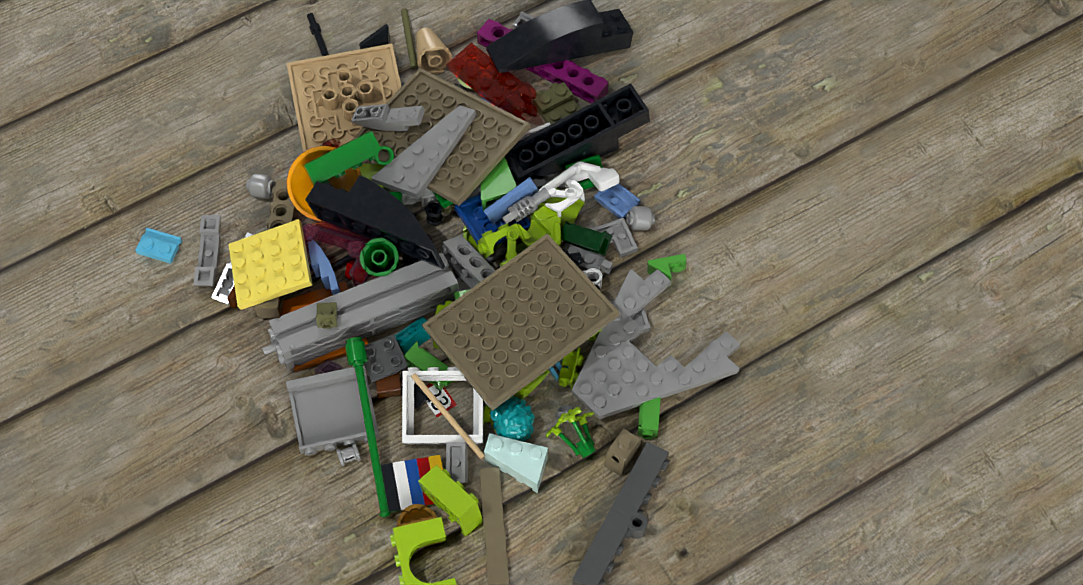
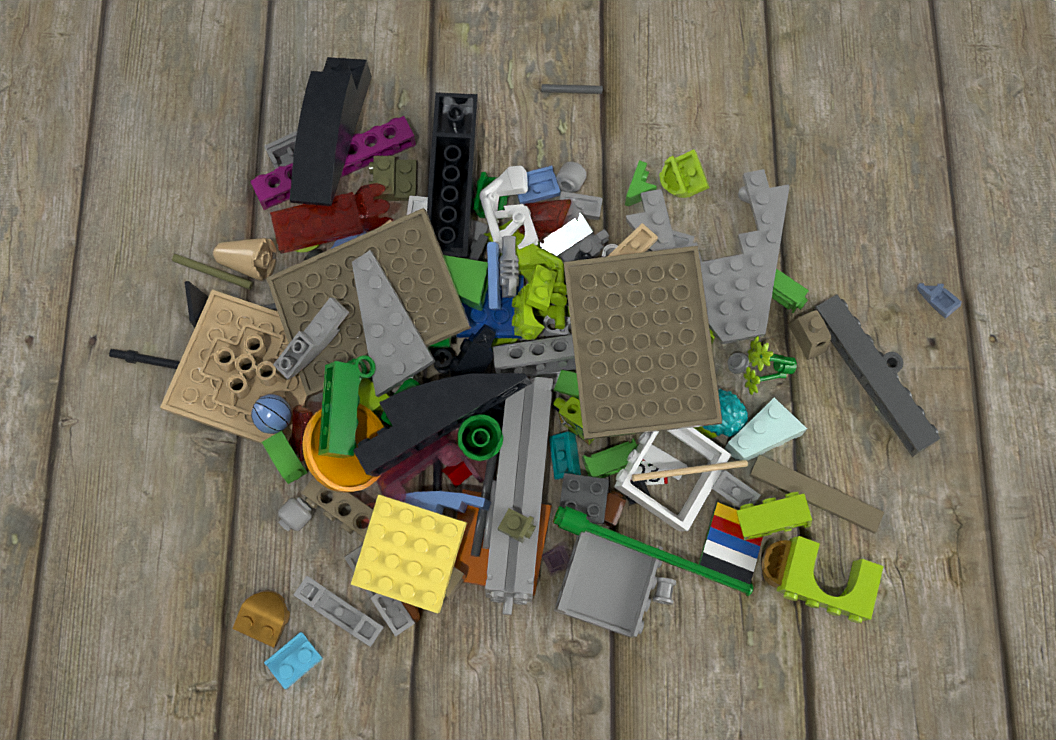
camera: 60 degrees left, 10 degrees up
(177, 209) = (263, 617): none -> pearl gold slope
(293, 148) = (284, 457): none -> bright green brick
(320, 126) = (271, 414): none -> medium blue piece
(446, 227) = (475, 353): none -> black hinge
(453, 404) = (663, 460): none -> white sticker
(521, 234) = (541, 289): none -> lime hinge
(589, 213) = (547, 216): none -> clear red slope
(607, 284) = (637, 242): none -> tan plate
(699, 294) = (684, 175): none -> lime slope
(718, 181) = (586, 89): none -> dark grey bar
(725, 539) = (940, 299): none -> sand blue slope

